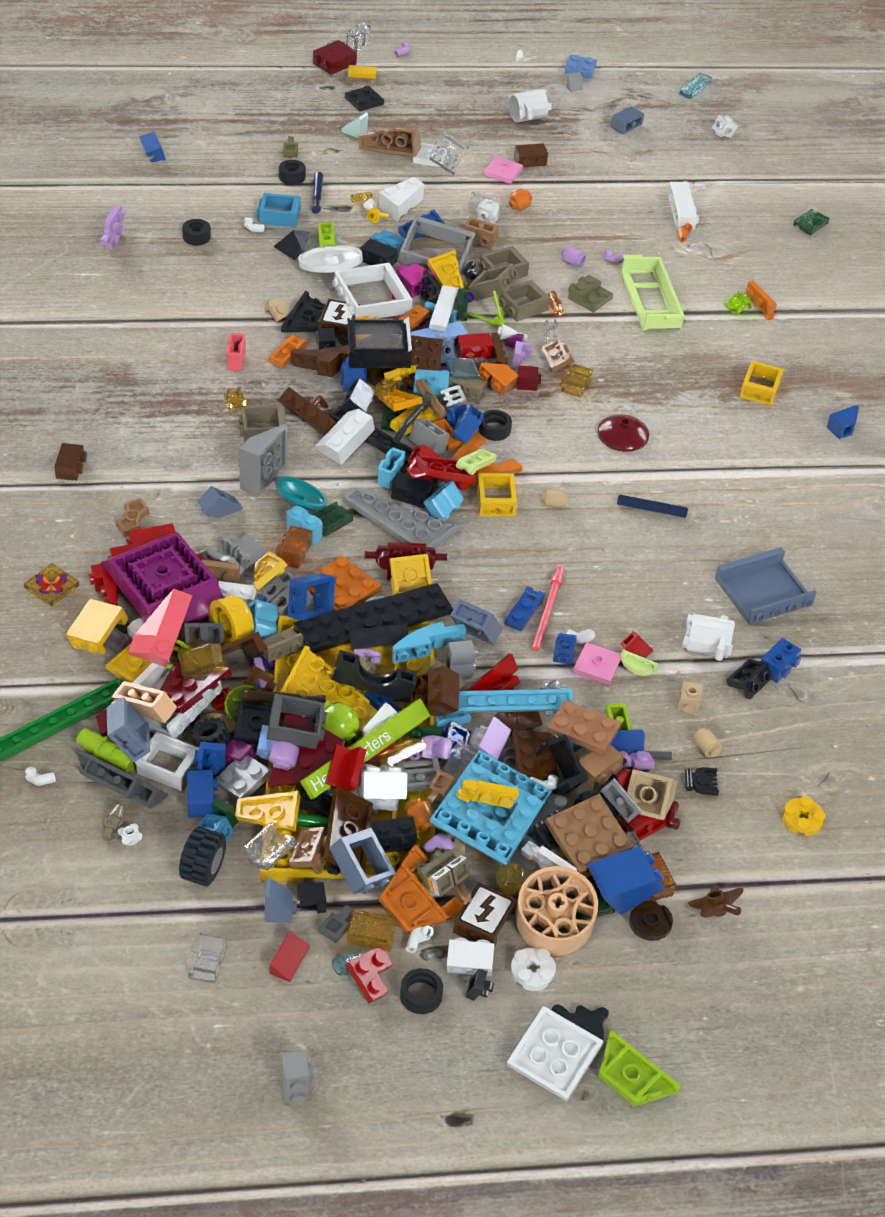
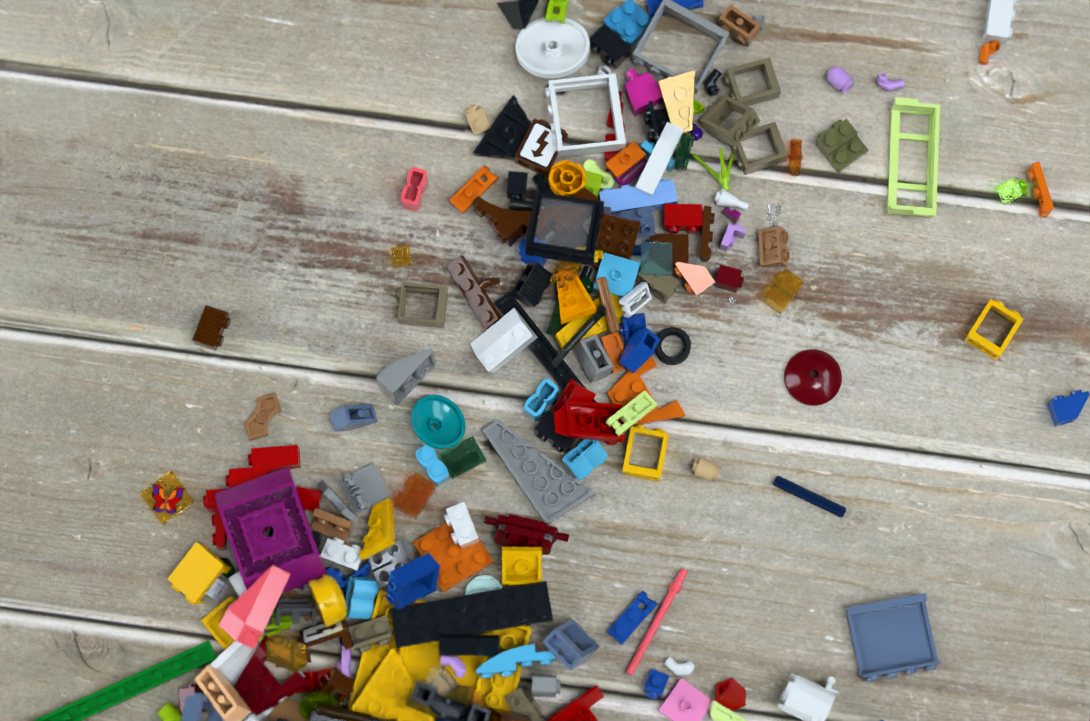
camera: 20 degrees right, 30 degrees up
(346, 555) = (462, 524): none -> white brick

